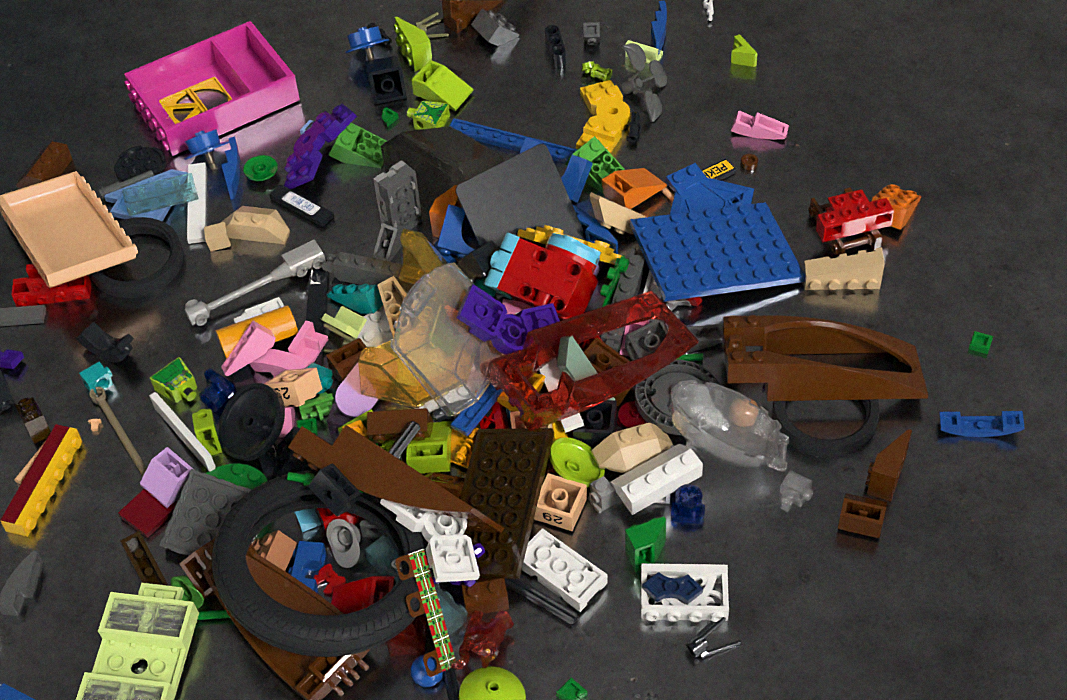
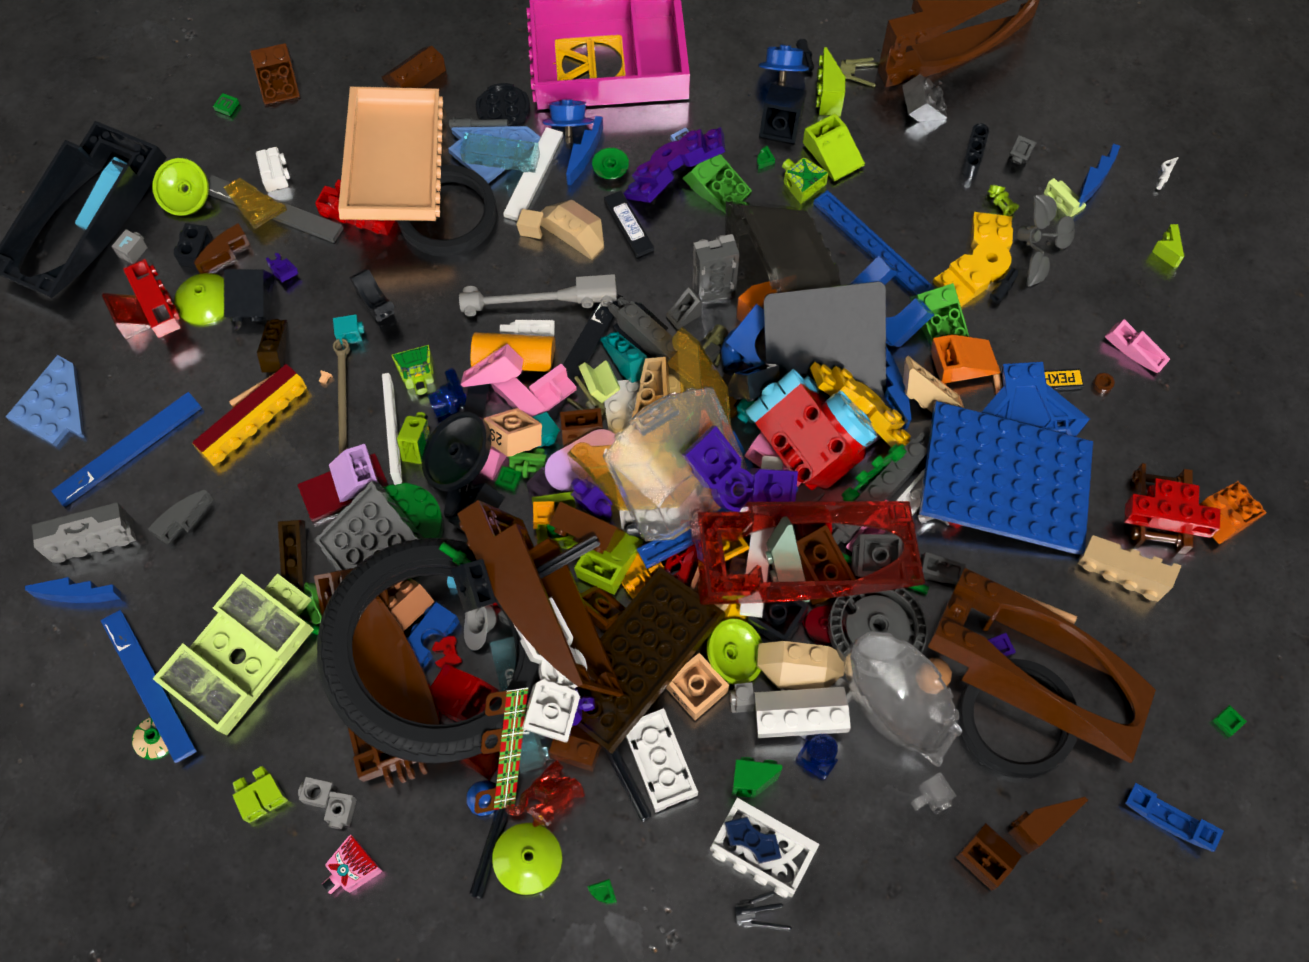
camera: 25 degrees right, 15 degrees up
(389, 400) = (591, 499): none -> dark purple piece

